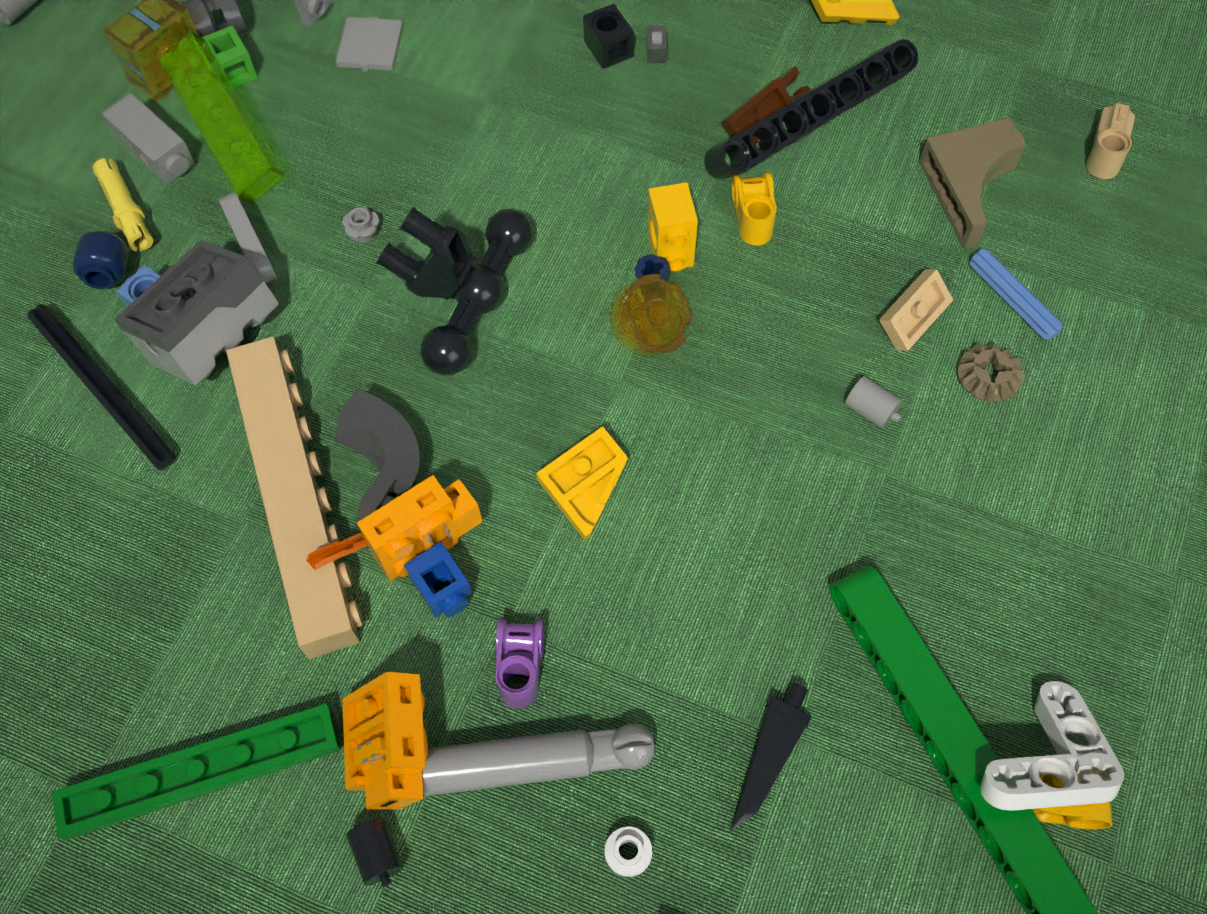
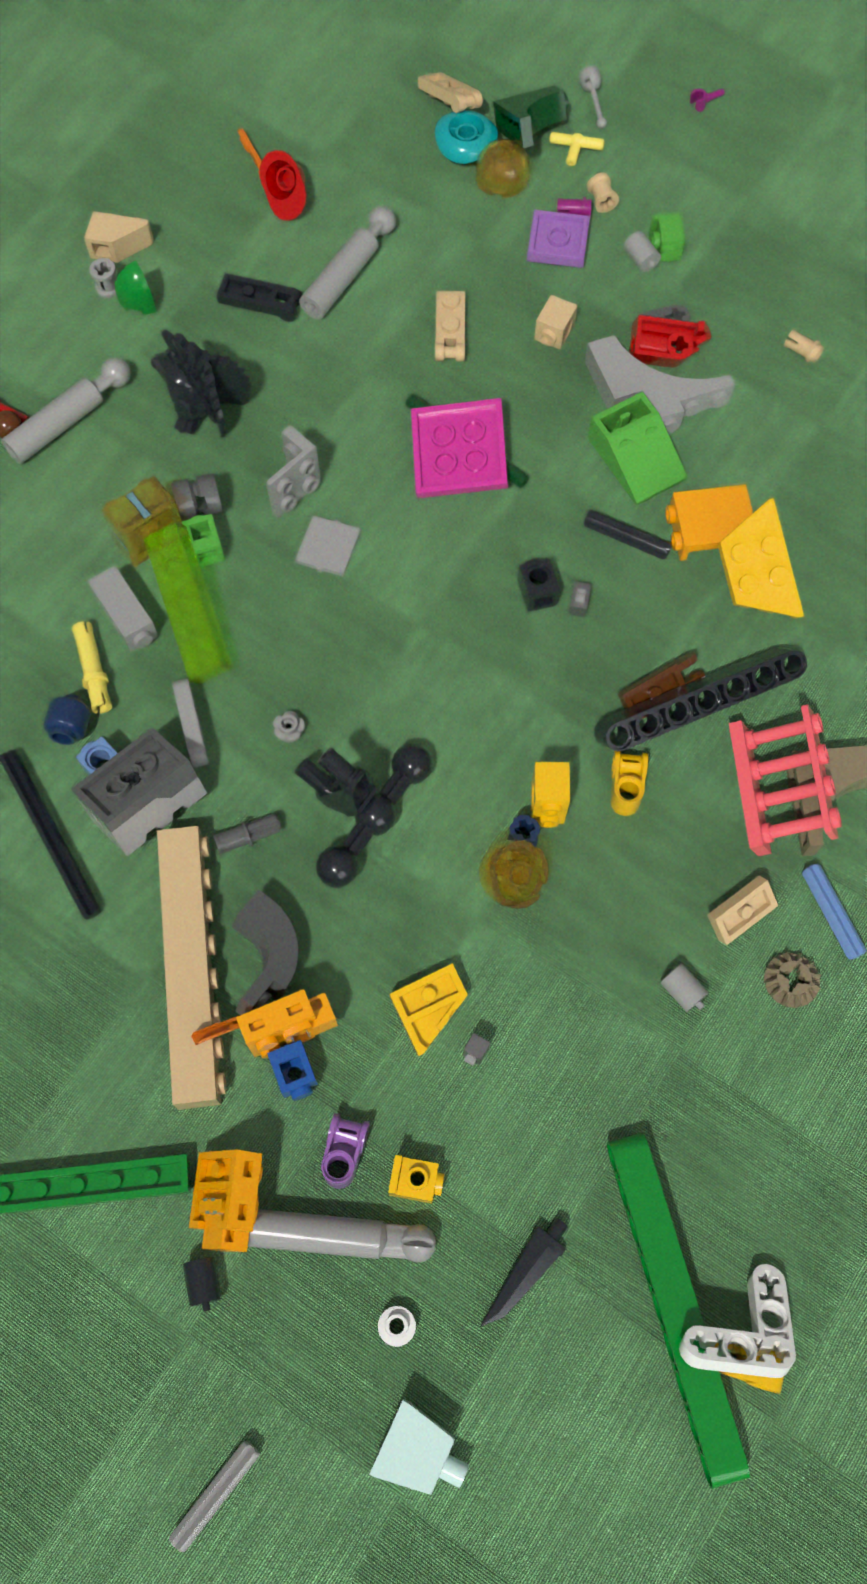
camera: 10 degrees right, 5 degrees up
(333, 340) = (247, 833): none -> dark grey axle
(604, 688) = (400, 1182): none -> yellow brick
(652, 514) = (476, 1050): none -> flat silver piece
(889, 168) = (751, 771): none -> coral fence

